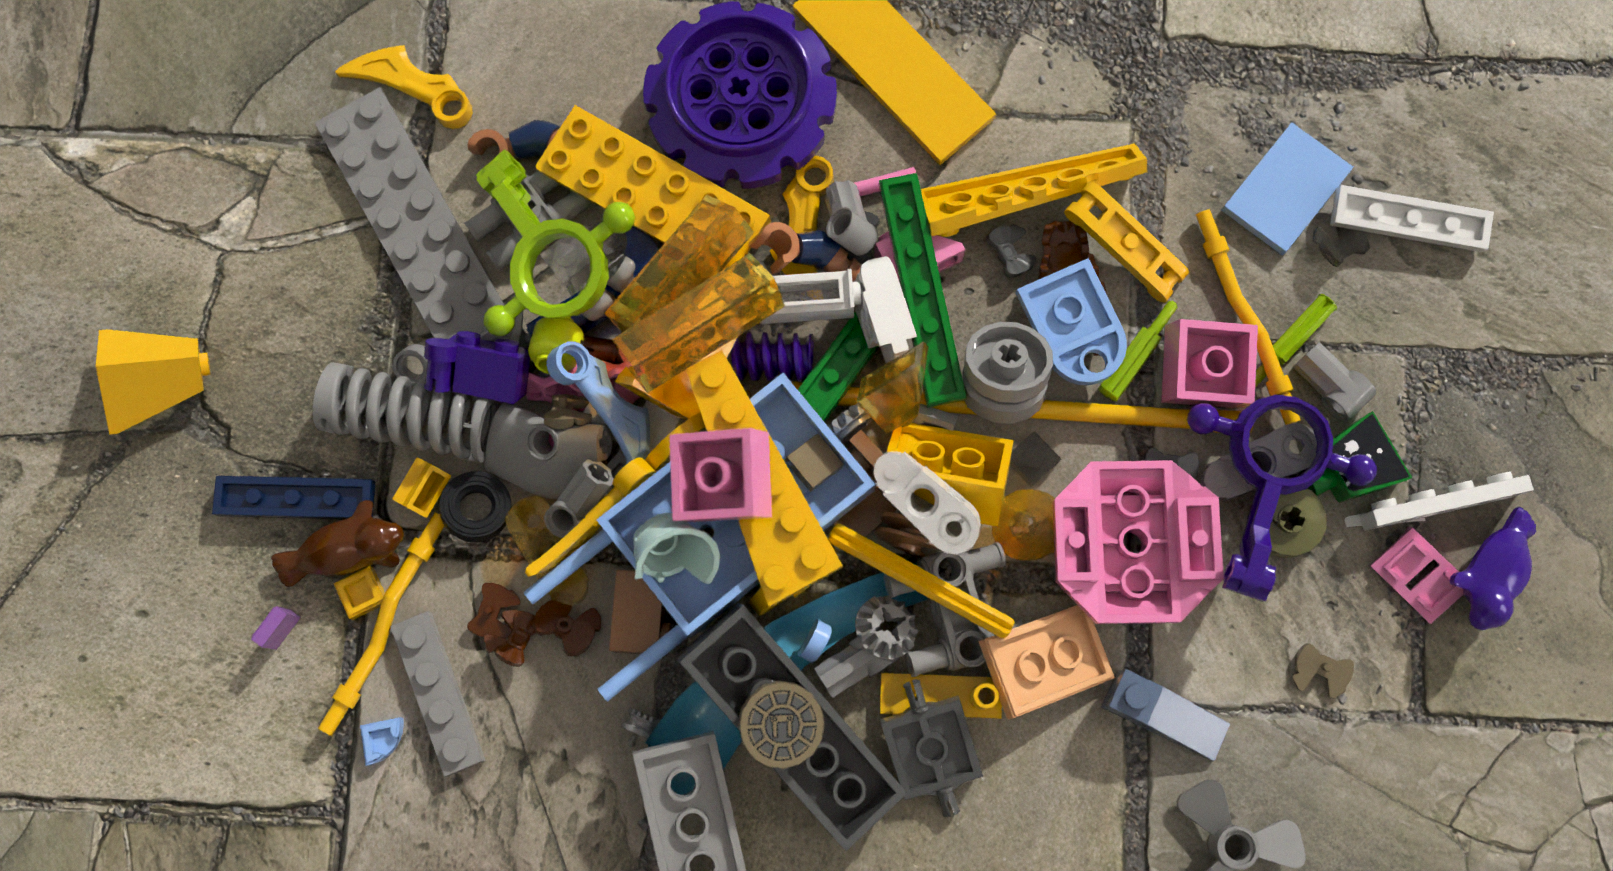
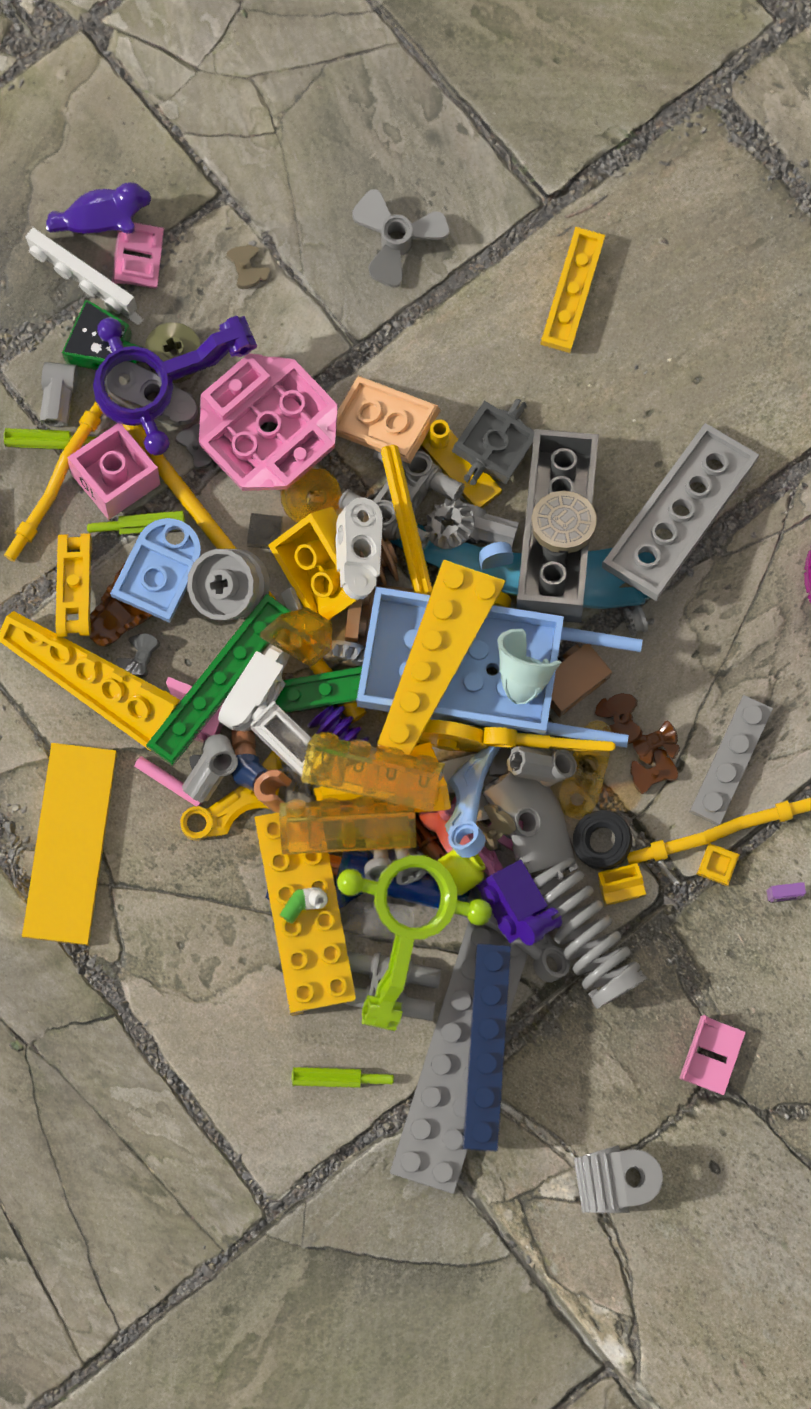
camera: 140 degrees left, 0 degrees up
(146, 374) = (715, 1130): yellow slope -> none
(192, 251) = (604, 1184): none -> light grey piece
(204, 417) = (720, 1040): none -> bright pink piece
(290, 497) = (701, 960): dark blue plate -> none
(342, 548) = (702, 896): reddish brown animal -> none
(381, 739) = (788, 769): light blue tile -> none
(391, 238) = (486, 1048): none -> dark blue brick
(394, 69) = (367, 1178): yellow piece -> none
(497, 109) = (336, 1077): none -> lime axle
(523, 141) = (337, 1032): dark blue piece -> none
(655, 188) = (303, 900): none -> arm
(720, 475) = (457, 665): bright pink brick -> none
(740, 37) = (133, 897): dark purple piece -> none
(814, 462) = (393, 638): dark tan tile -> none
(1165, 713) = (354, 332): slope -> none

